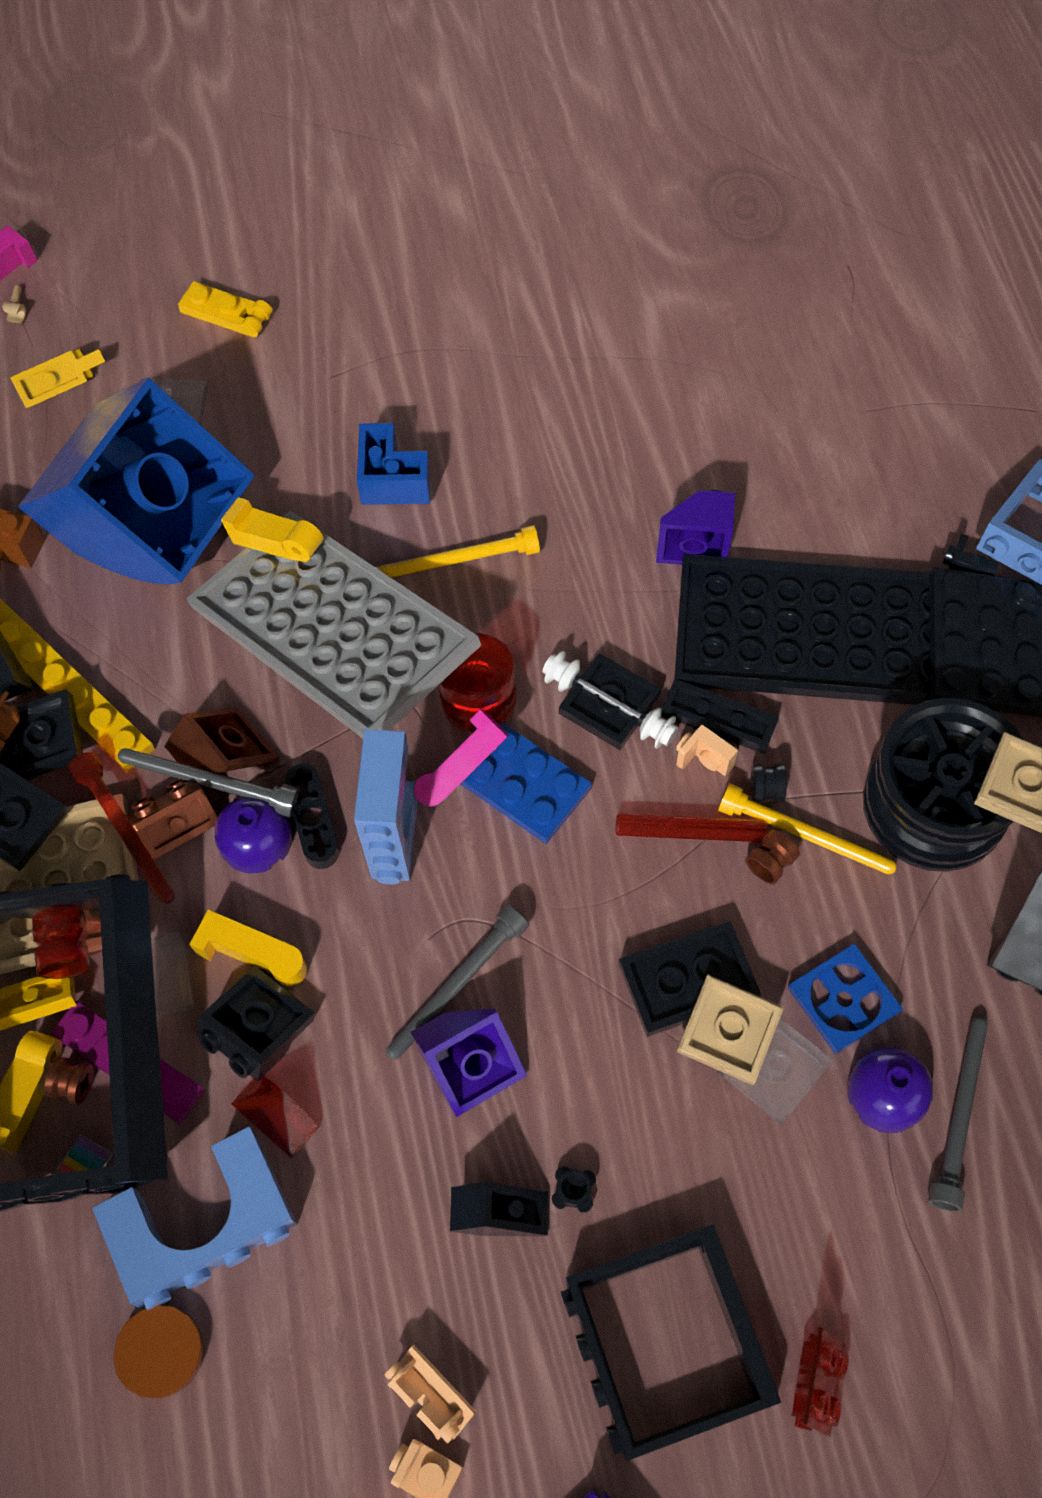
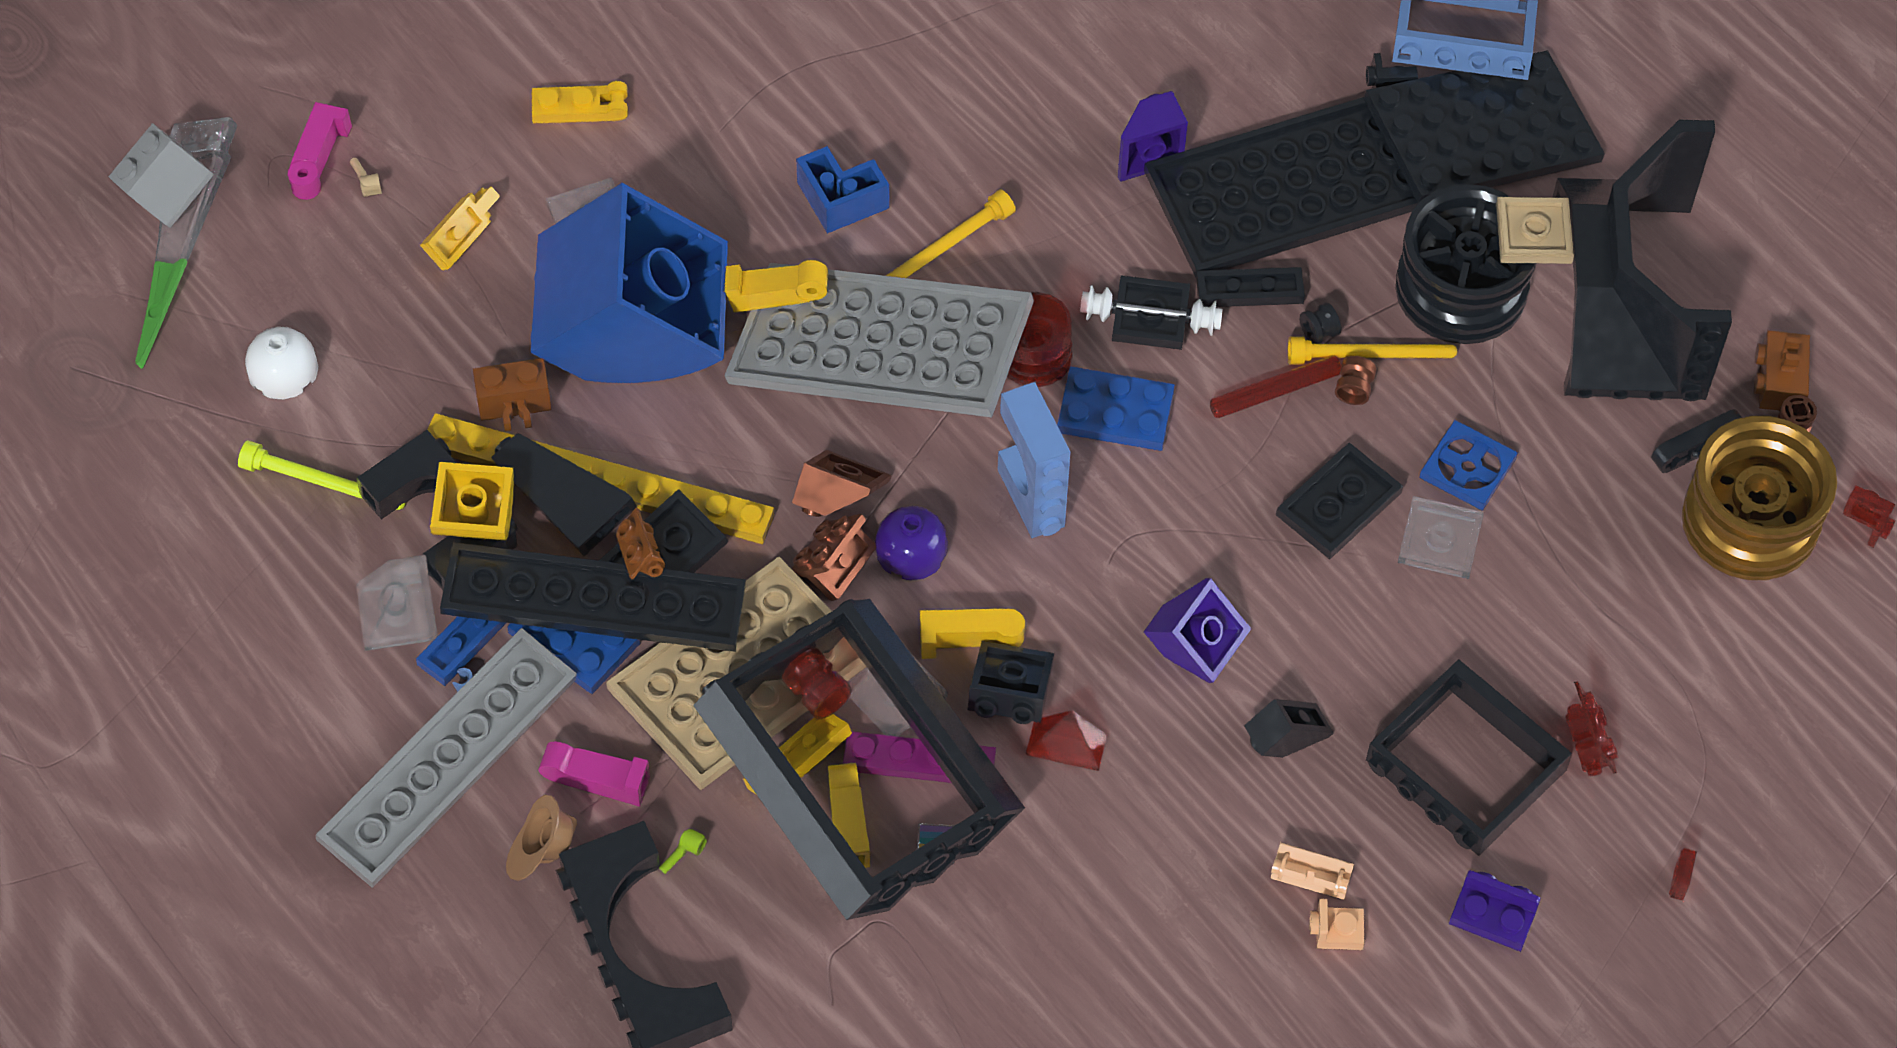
camera: 30 degrees left, 5 degrees down
(69, 1080) = (884, 789): copper wheel -> none
(88, 771) = (739, 549): clear red piece -> none
(158, 1352) = (1083, 943): dark orange tile -> none
(256, 1217) = (1045, 885): medium blue arch -> none
(281, 798) = (927, 498): dark grey piece -> none
(328, 836) = (953, 523): black beam -> none
(436, 785) = (1069, 390): dark pink leg -> none
(508, 925) = (1171, 522): dark grey piece -> none
(567, 1178) = (1338, 681): black plate -> none
(710, 749) = (1257, 316): light nougat bracket -> none
(730, 1029) = (1394, 520): tan plate -> none
(890, 1089) = (1538, 514): dark purple cylinder -> none
(947, 1190) = (1617, 568): dark grey piece -> none

